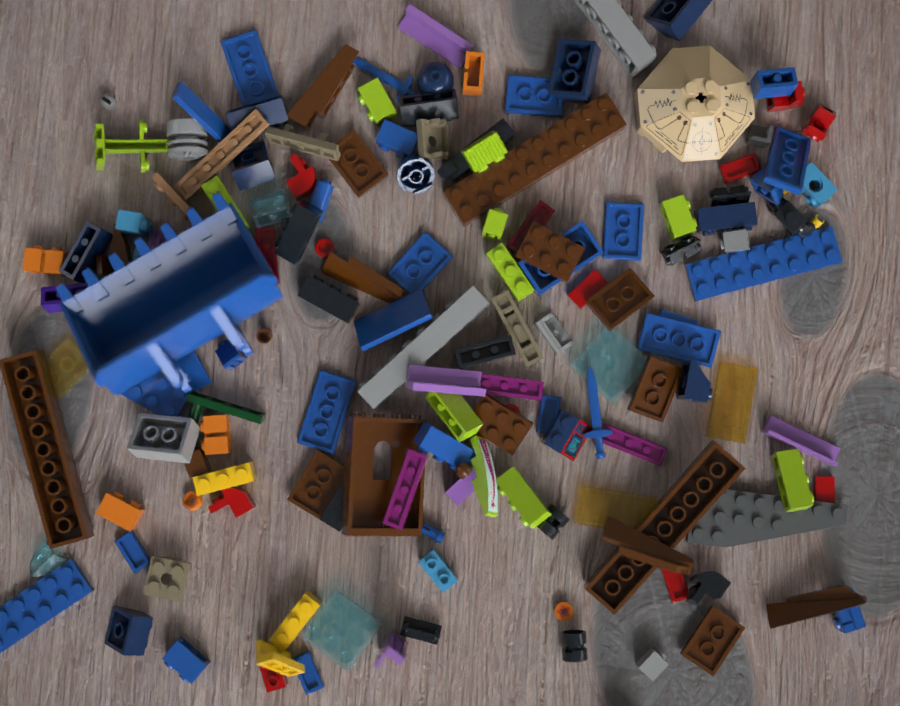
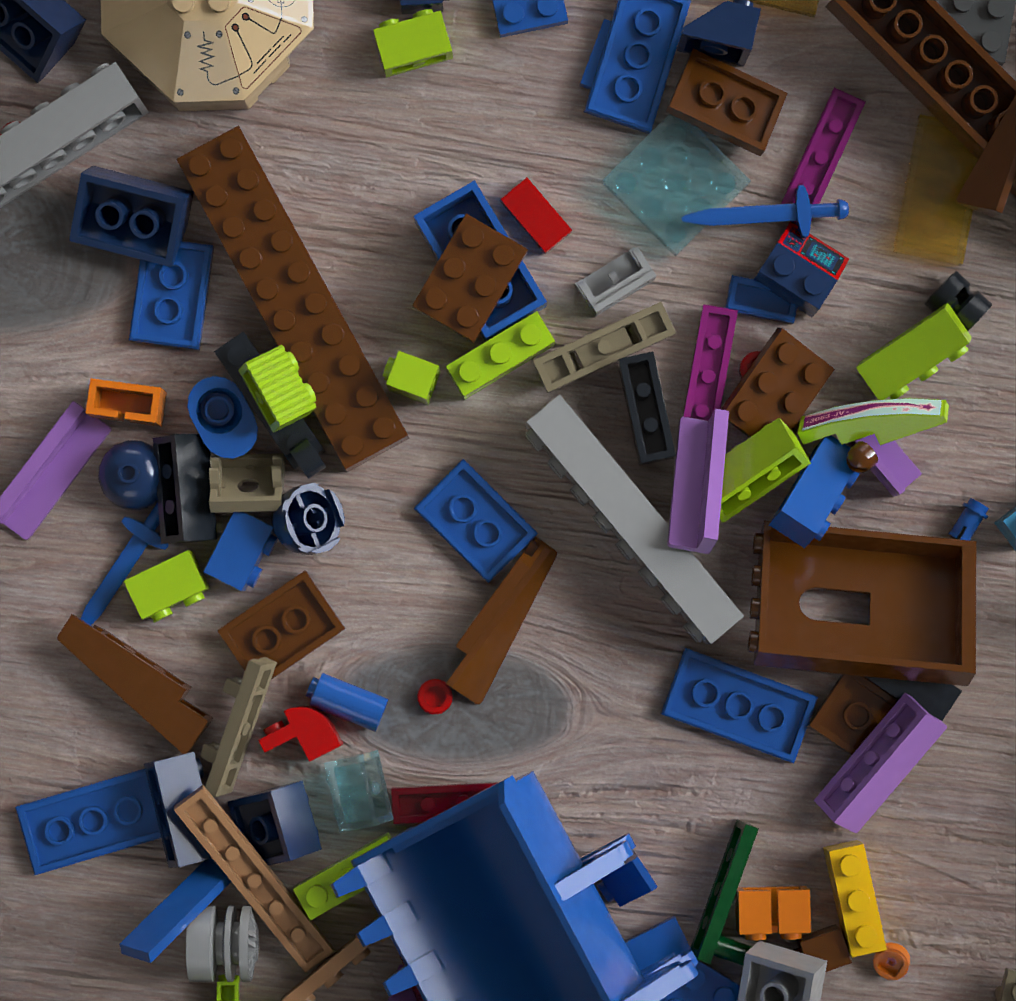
camera: 90 degrees left, 0 degrees up
(236, 498) = (893, 877): red brick -> none
(262, 338) = (599, 816): reddish brown hinge -> none
(297, 488) = (880, 764): none -> medium lavender panel
(298, 231) = (405, 742): black brick -> none
(329, 298) = (531, 691): black brick -> none
(392, 319) = (578, 574): blue tile -> none
(405, 489) = (892, 565): magenta plate -> none
(468, 125) = (222, 417): none -> blue piece
(540, 214) = (397, 297): dark red plate -> none
(619, 299) = (559, 157): reddish brown plate -> none
(623, 231) = (432, 144): blue tile -> none
(673, 252) = (476, 56): black hinge -> none

